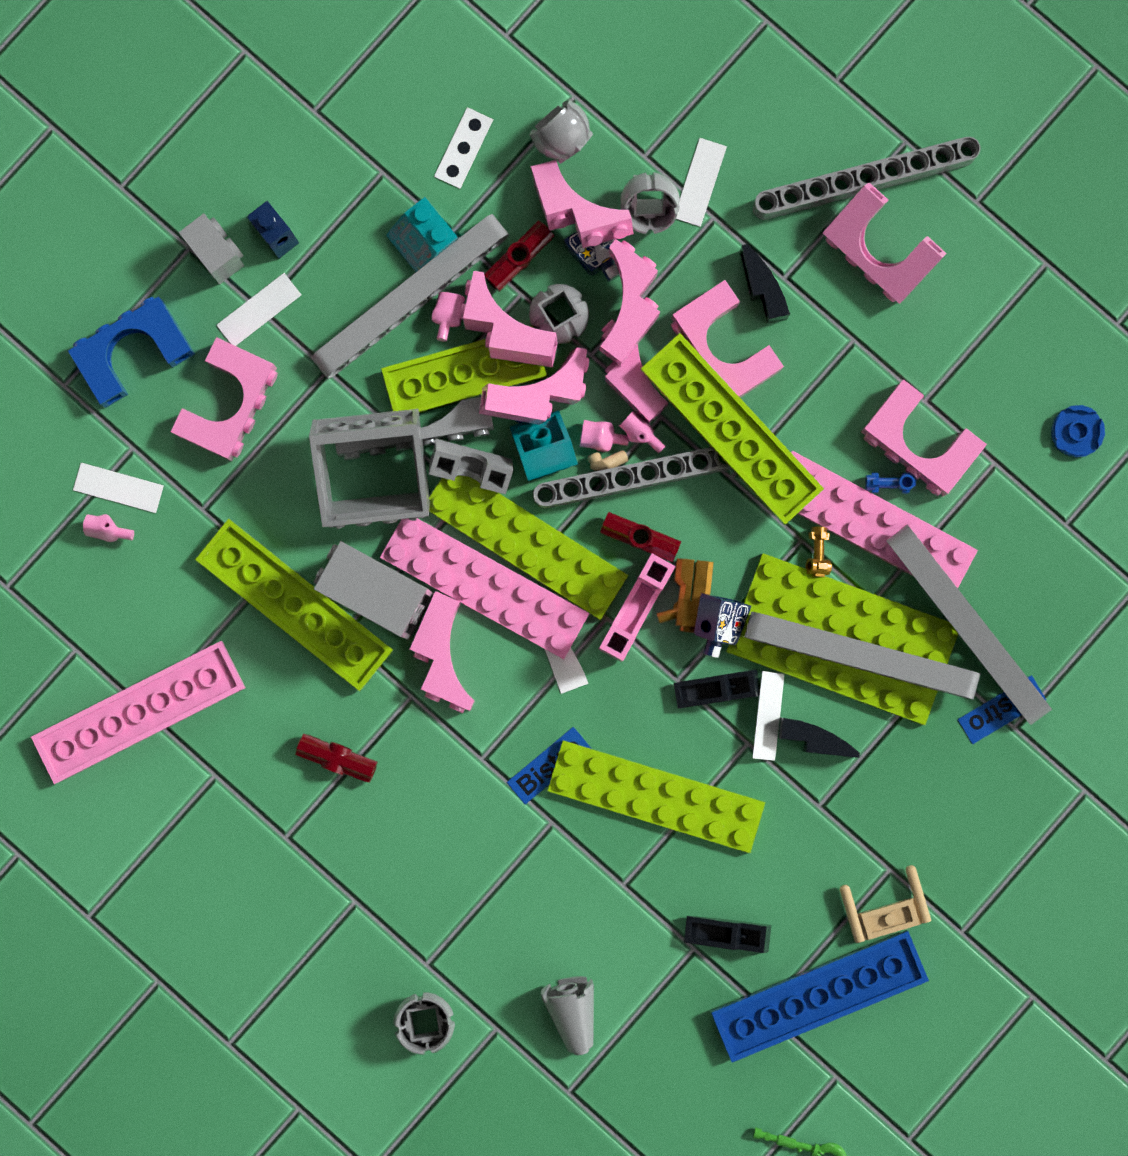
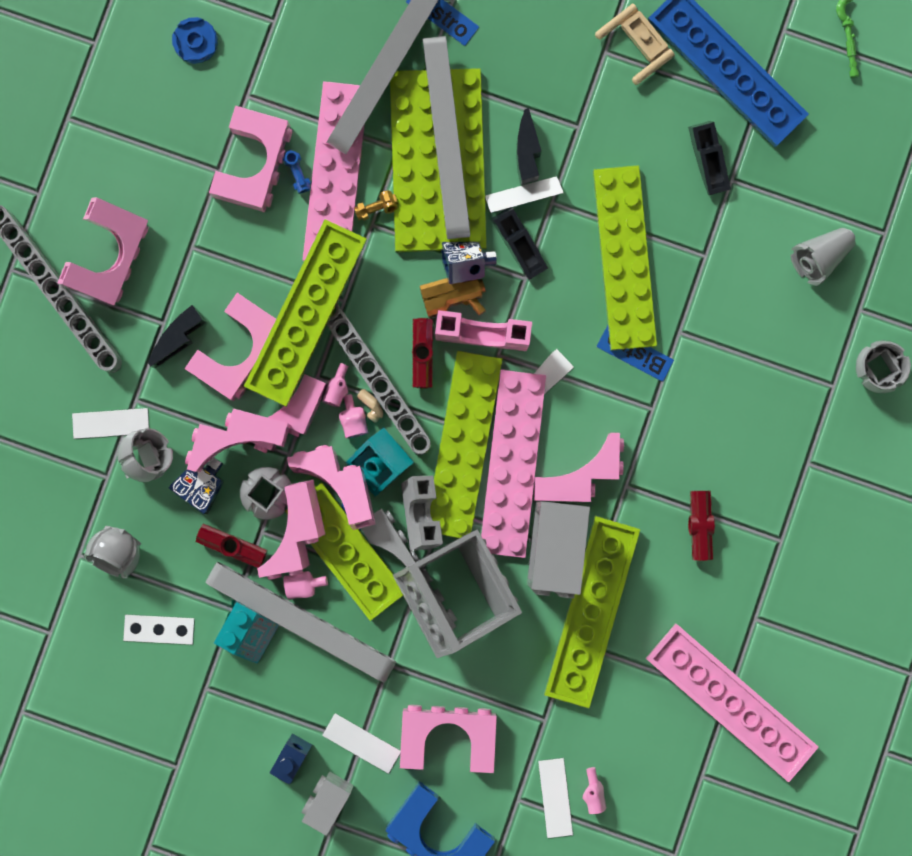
camera: 115 degrees left, 0 degrees up
(565, 207) = (176, 523): bright pink arch -> none

